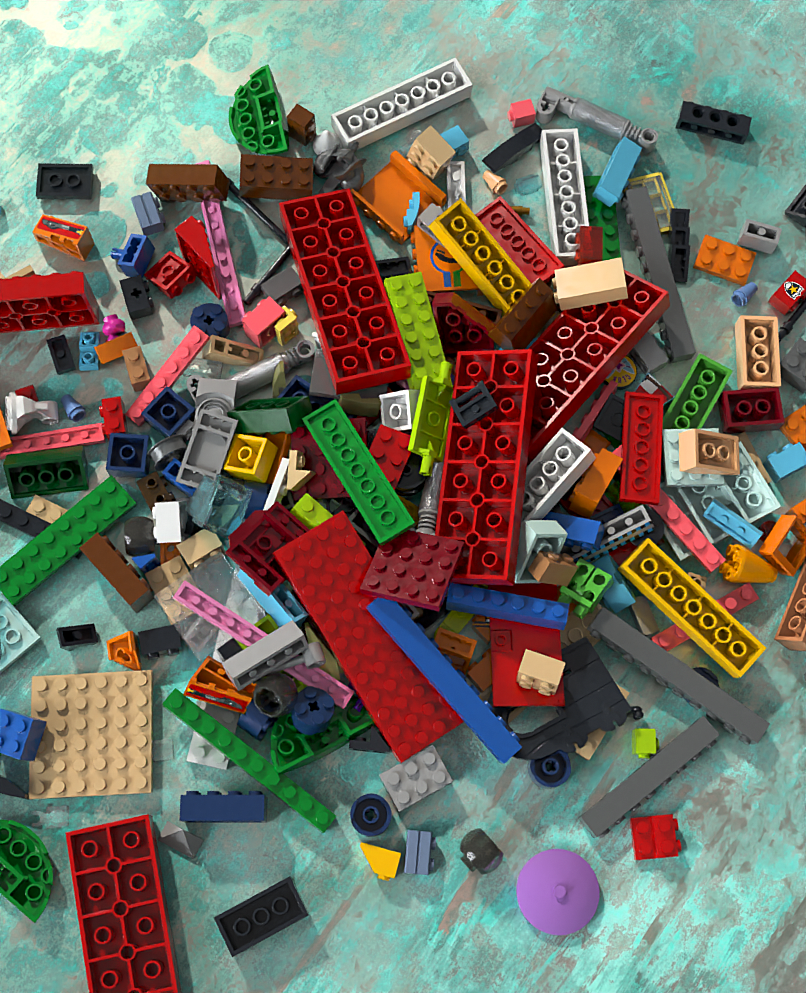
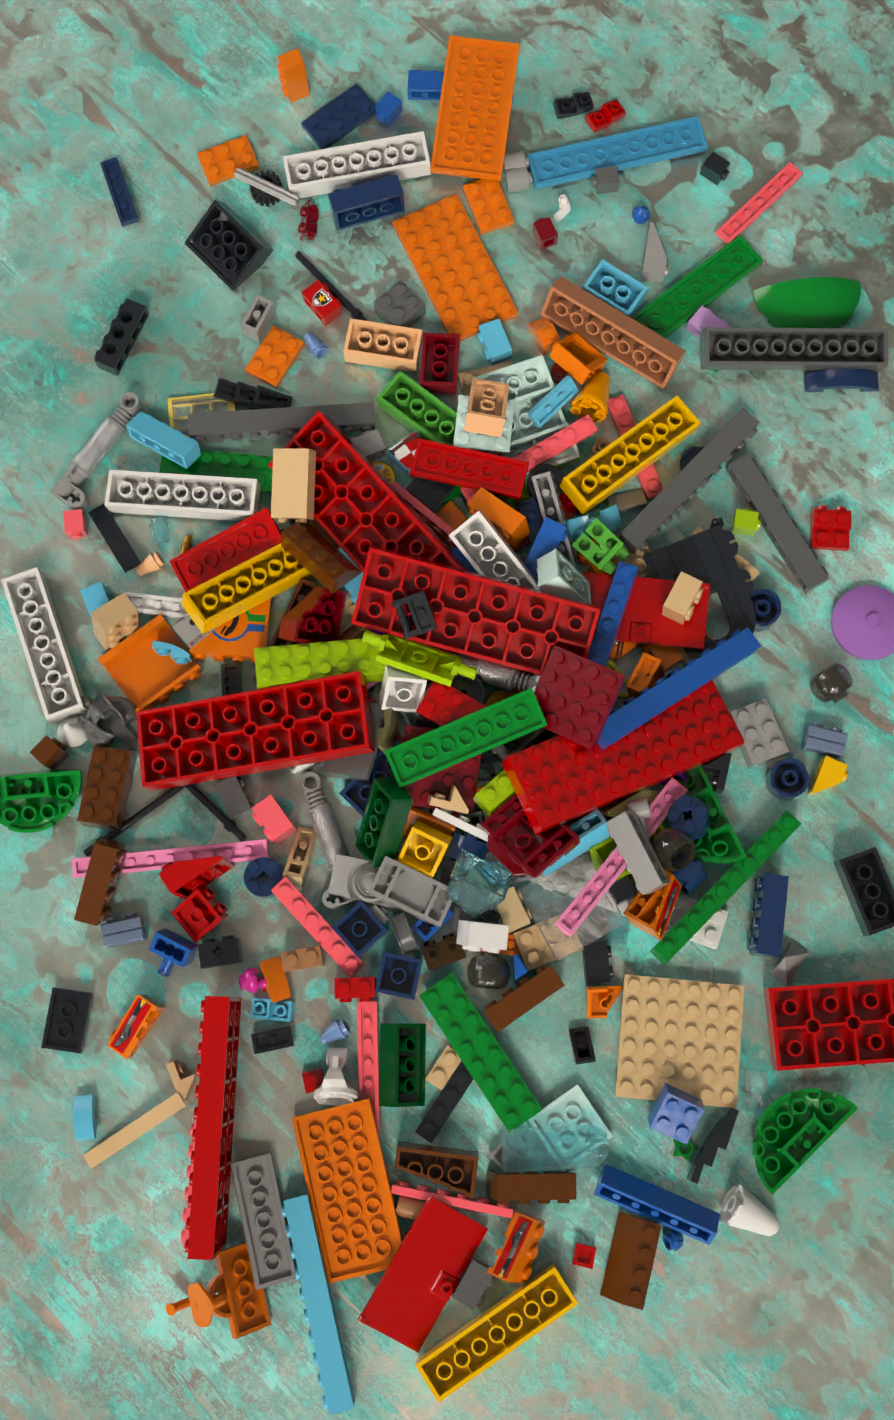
camera: 75 degrees left, 5 degrees up
(279, 379) = (343, 813): olive slope -> none
(287, 327) = (281, 794): light yellow bracket -> none
(553, 568) = (584, 569): medium nougat brick -> none
(589, 245) = (251, 479): clear red brick -> none

